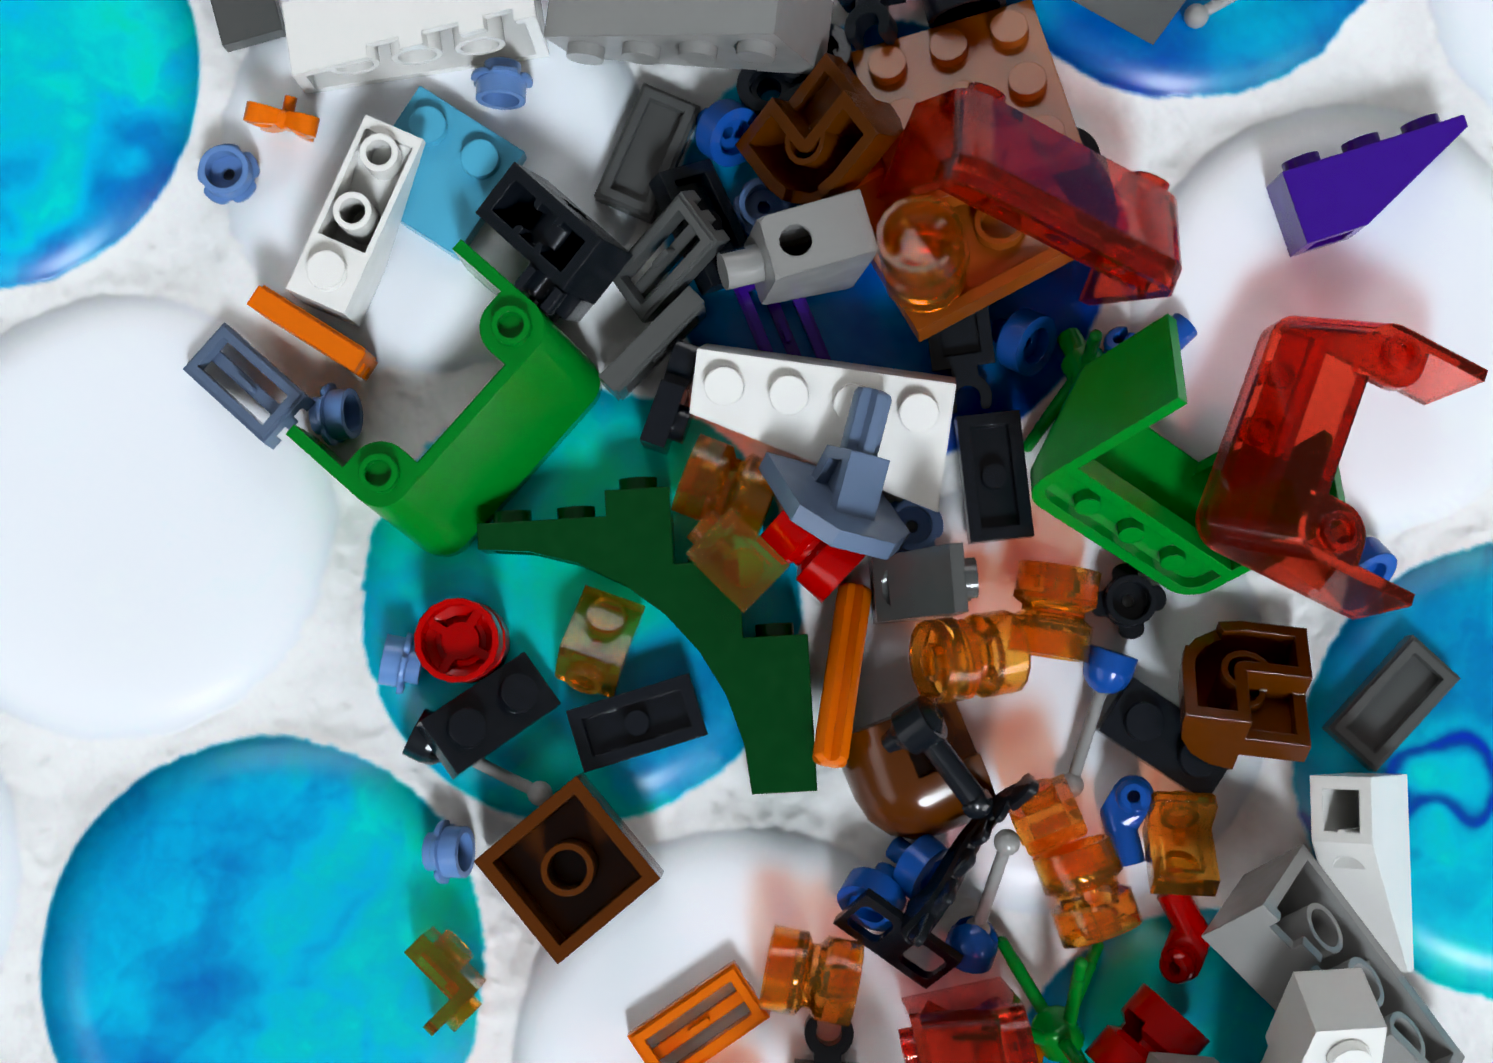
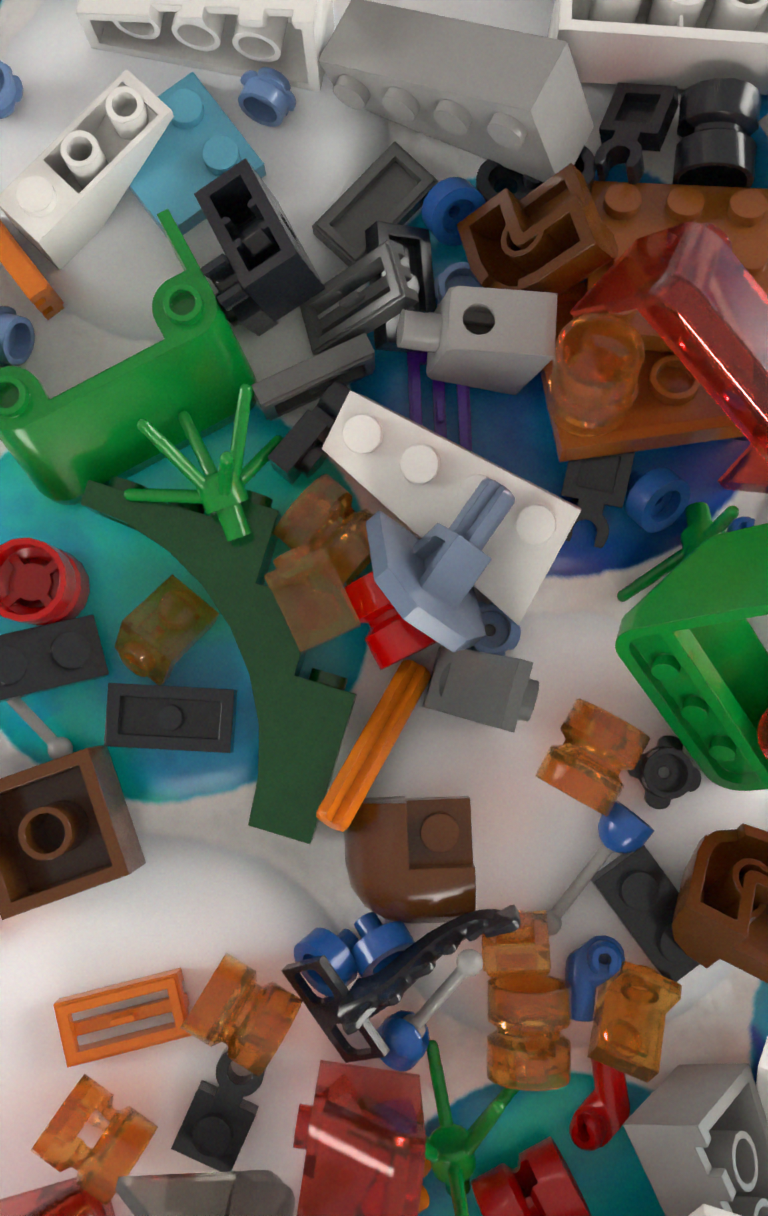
camera: 15 degrees right, 0 degrees up
(284, 119) = (55, 56): orange piece -> none
(607, 489) = (217, 490): none -> green plant
(922, 728) = (428, 825): black piece -> none
(969, 657) = (499, 772): clear orange wheel -> none
(993, 477) = (582, 612): black plate -> none

